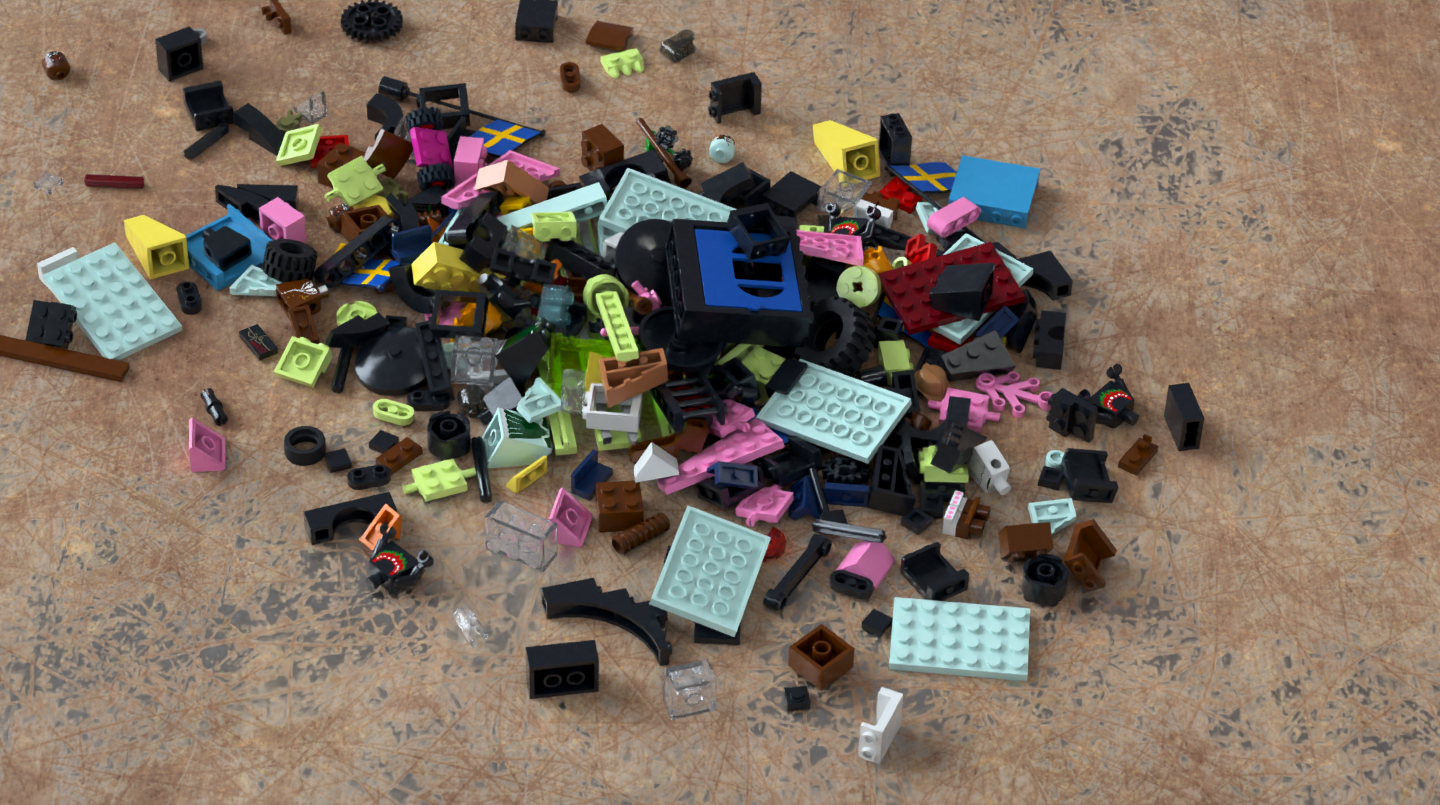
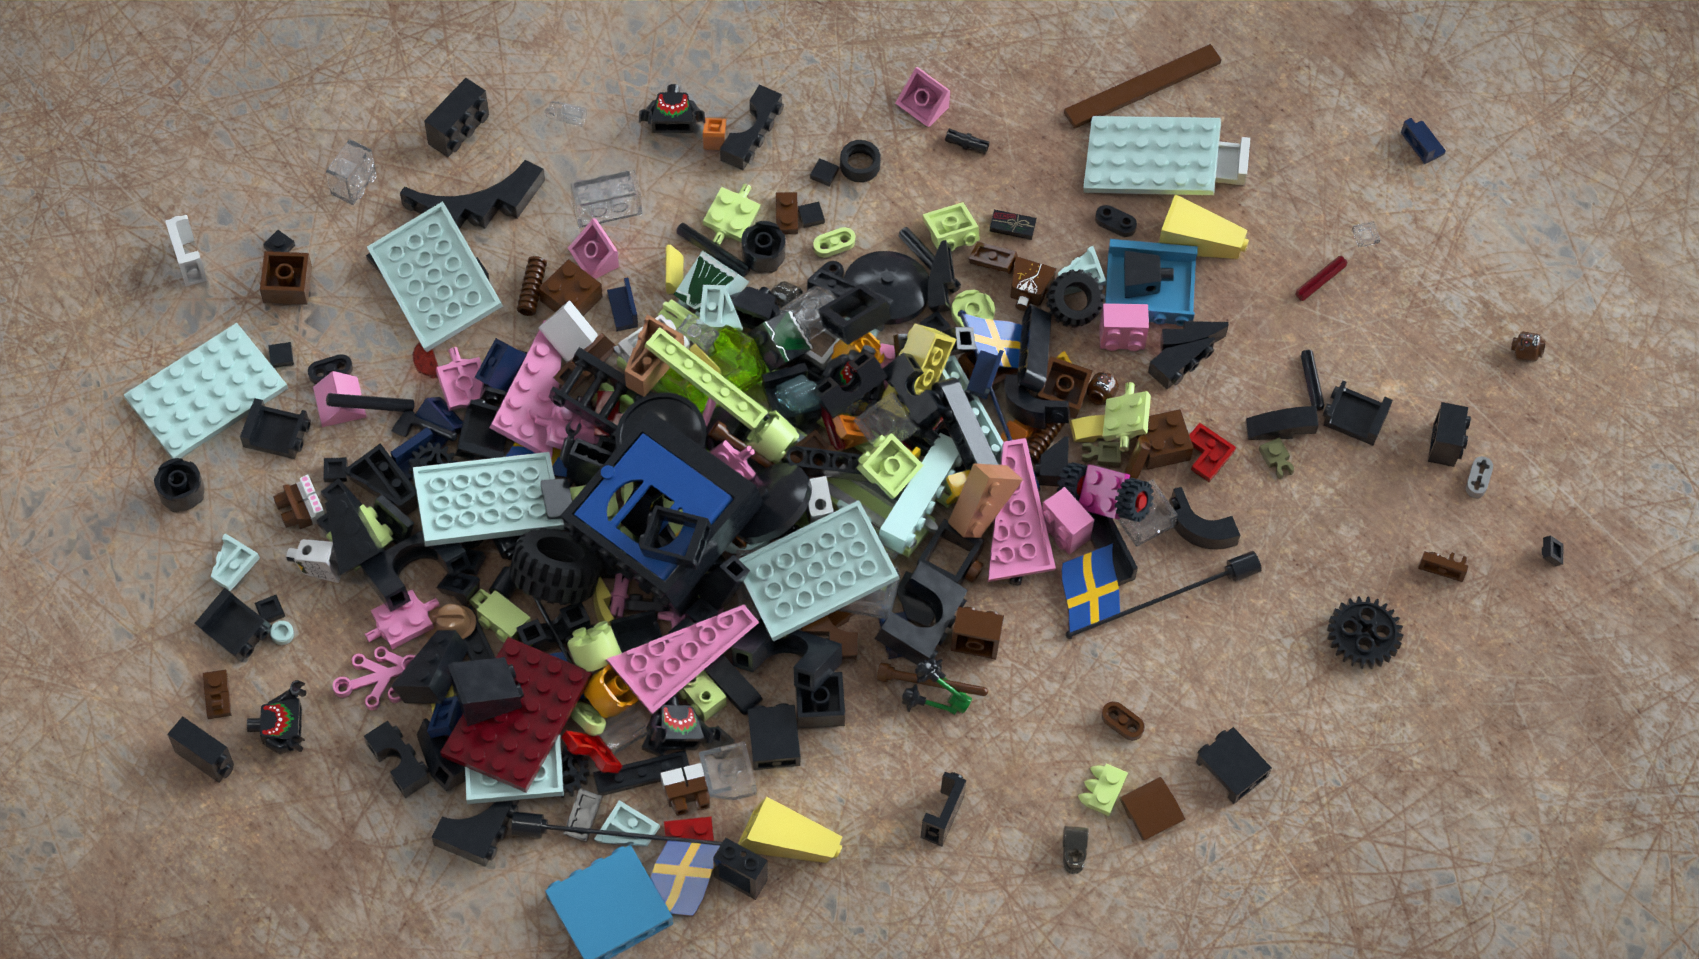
camera: 135 degrees right, 20 degrees up
(51, 323) = (1164, 101): black plate -> none
(299, 145) = (1227, 427): yellowish green plate -> none
(313, 108) = (1281, 485): clear slope -> none
(369, 477) = (785, 175): black plate -> none
(444, 93) = (1162, 592): black window -> none
(724, 147) = (894, 744): light aqua head -> none
(777, 598) = (387, 382): black piece -> none
(919, 421) = (419, 565): reddish brown plate -> none
(953, 217) = (600, 818): bright pink beam -> none
(1025, 541) = (221, 500): reddish brown brick -> none
(1071, 415) = (303, 666): black plate -> none
(1086, 554) = (161, 527): reddish brown panel -> none

